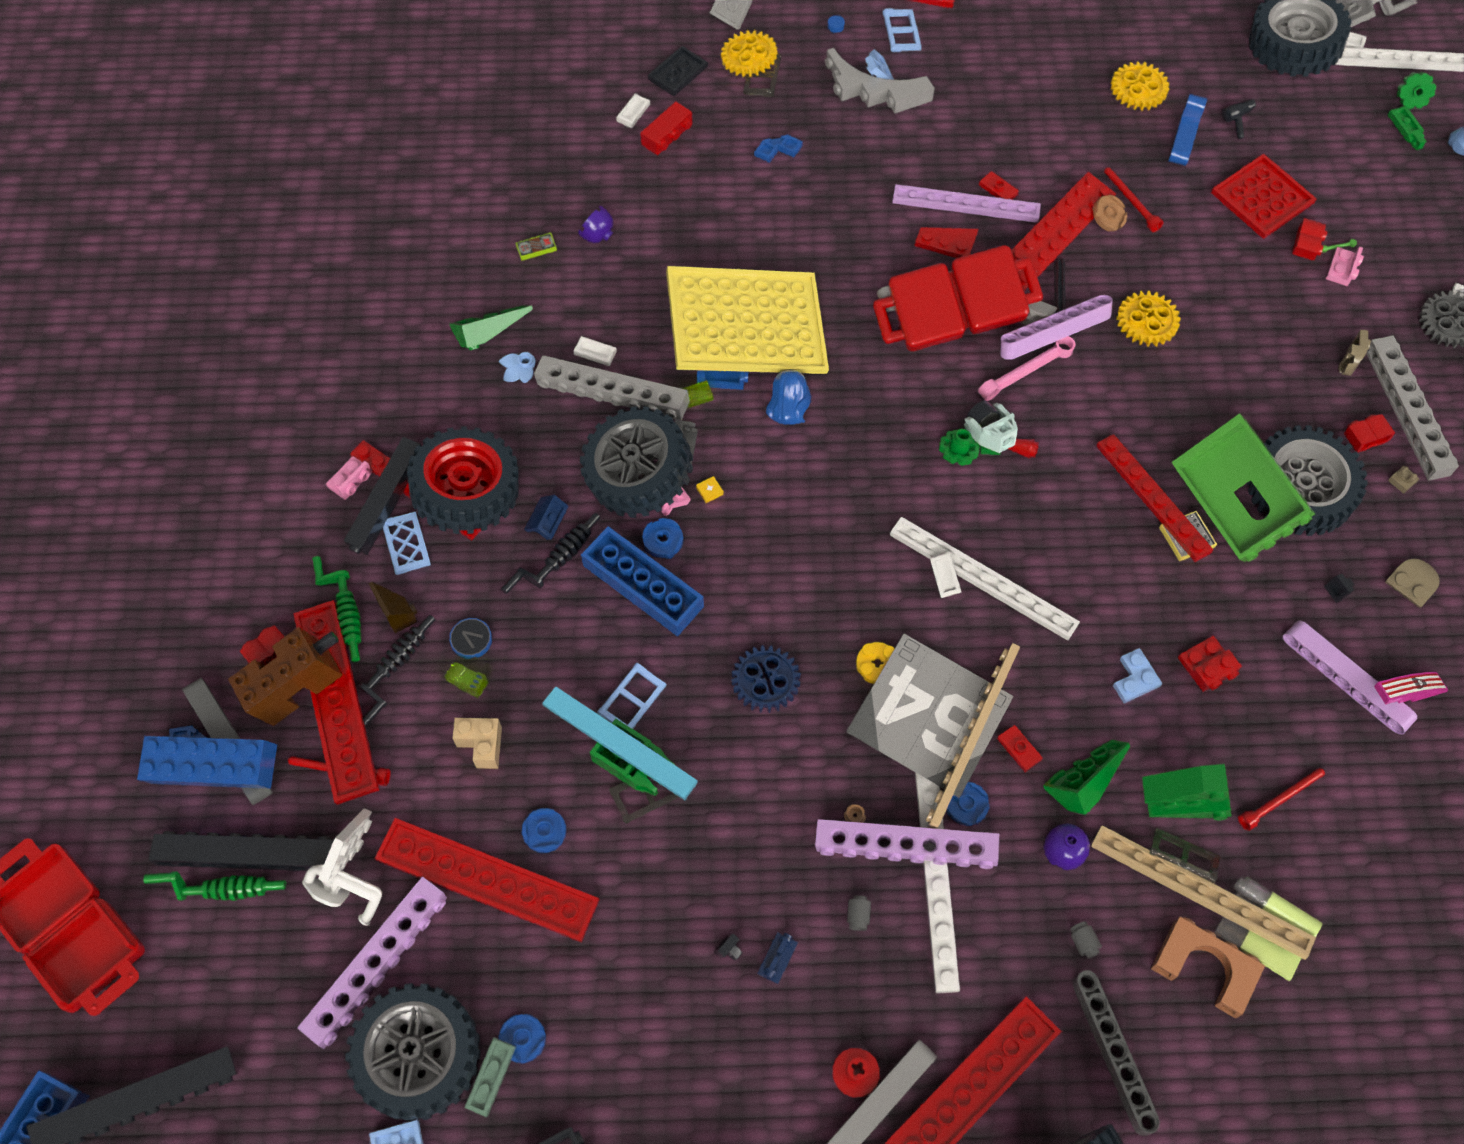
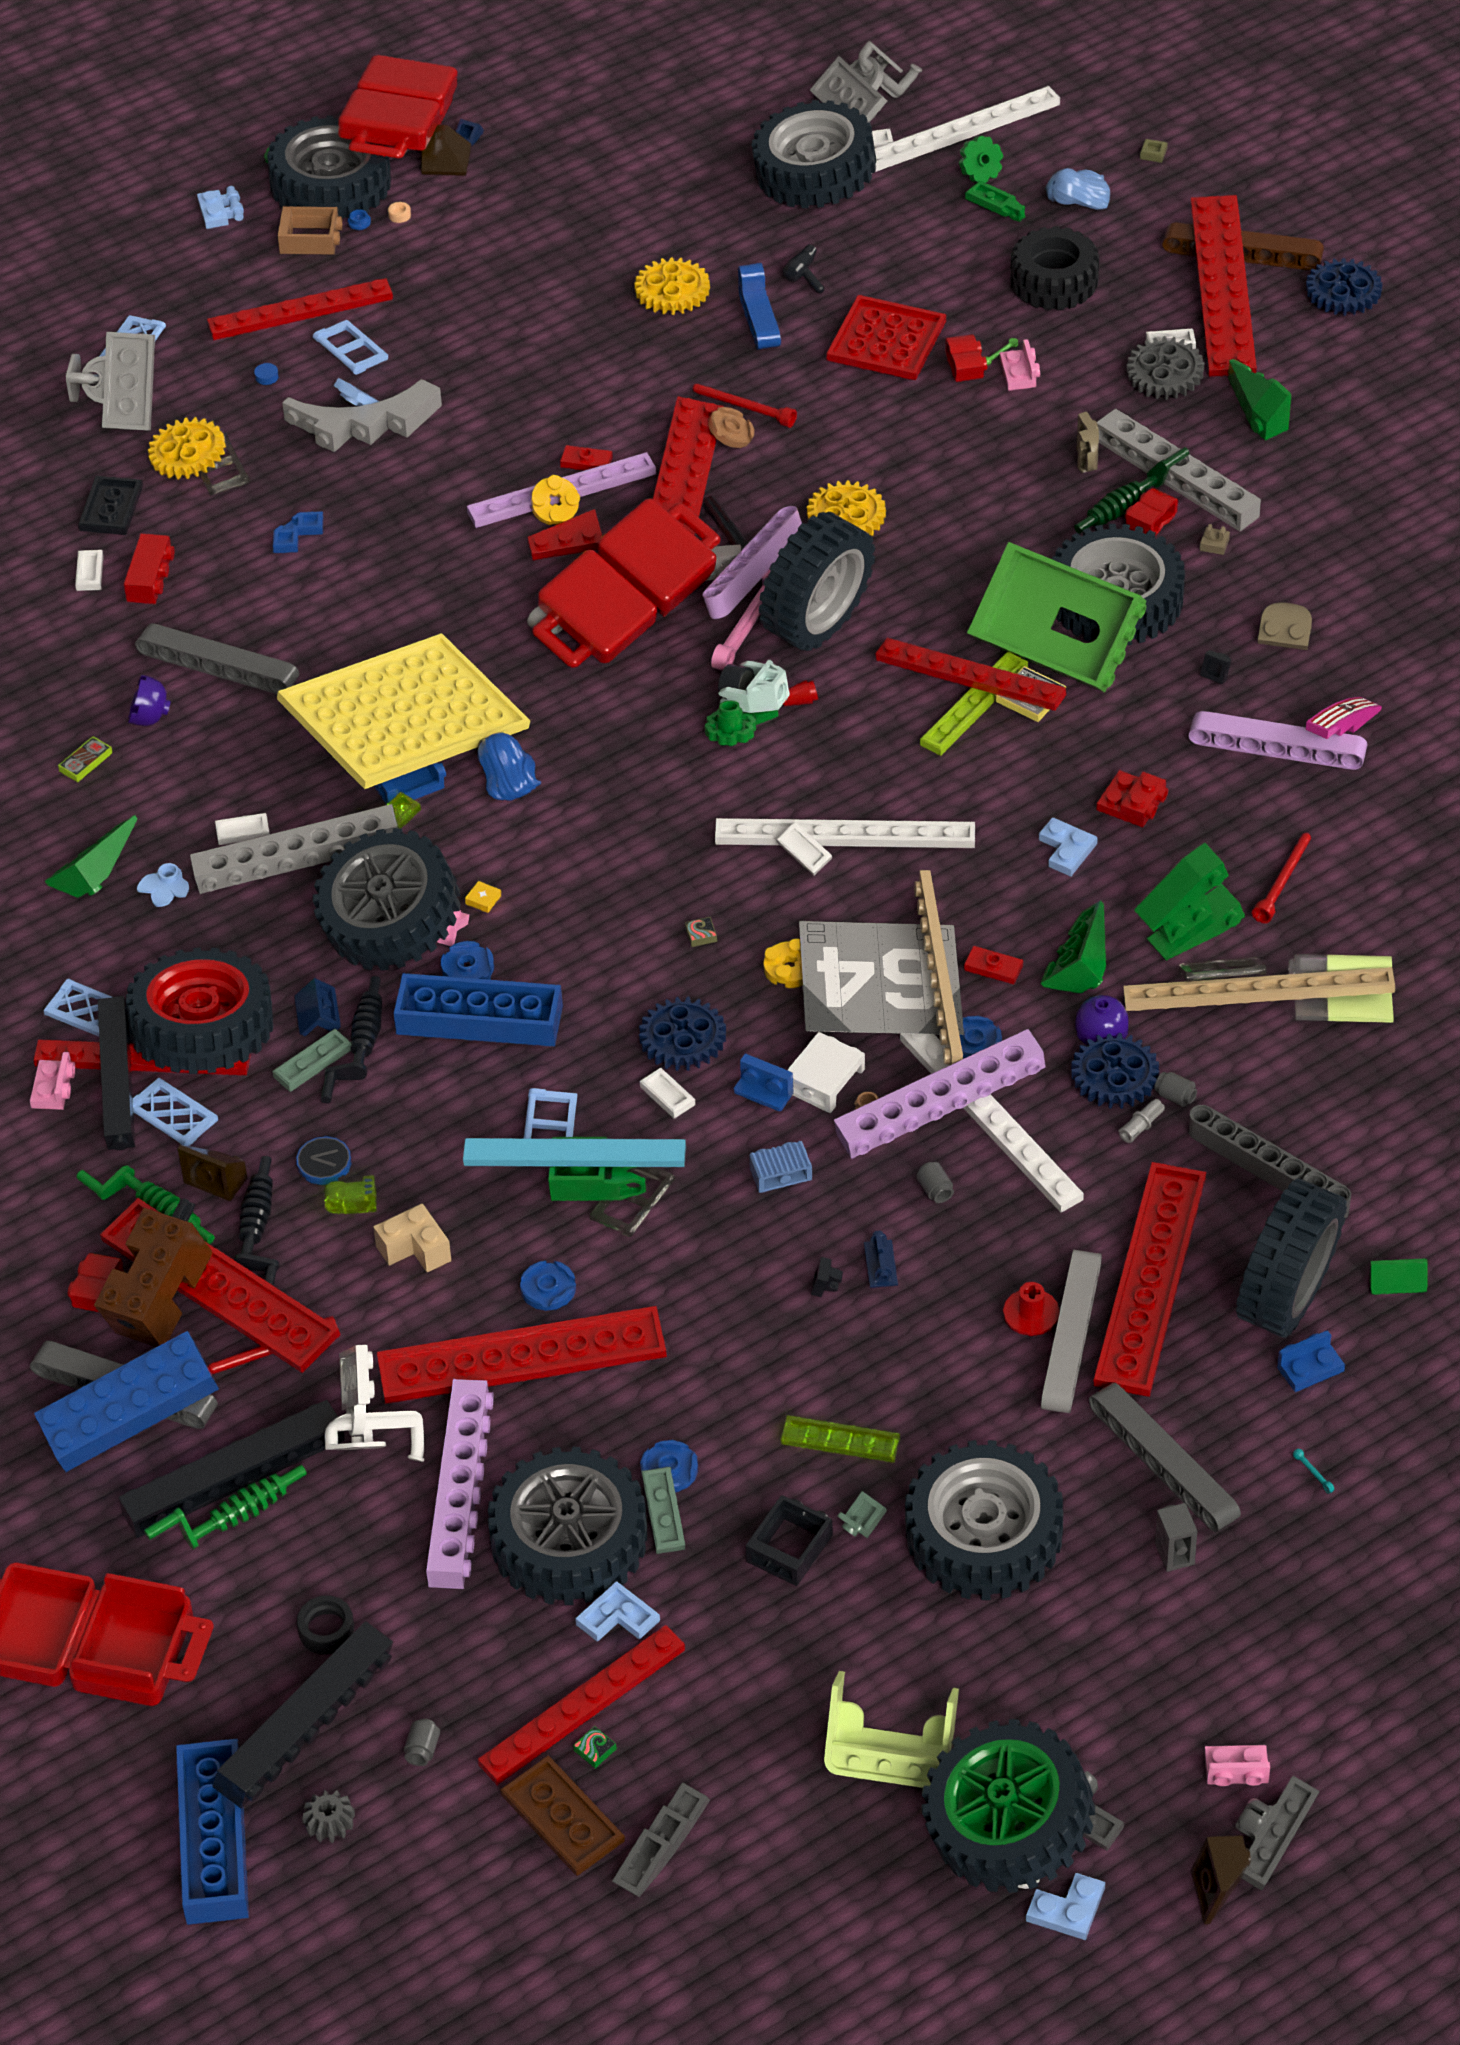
camera: 30 degrees left, 15 degrees down
(197, 1014) = (317, 1607): none -> black tyre
(401, 416) = (70, 1018): none -> light blue window
(517, 554) = (312, 1060): none -> sand green tile
(652, 1094) = (840, 1438): none -> clear neon green tile
(664, 217) = (216, 658): none -> dark grey beam
(726, 719) = (667, 1093): none -> white tile
(760, 831) = (780, 1166): none -> medium blue brick
(792, 756) = (764, 1083): none -> blue bracket
(834, 600) = (701, 931): none -> tile
(841, 769) = (824, 1070): none -> white panel
(945, 204) = (554, 487): none -> yellow plate
(1043, 951) = (1141, 1121): none -> light grey axle
(1069, 890) = (1115, 1070): none -> dark blue gear
(1083, 370) = (816, 581): none -> black wheel
(1136, 522) = (966, 710): none -> lime tile
(1240, 969) = (1336, 1033): nougat arch -> none
(1355, 410) = (1119, 500): none -> dark green piece
(1422, 183) = (1054, 249): none -> black tyre

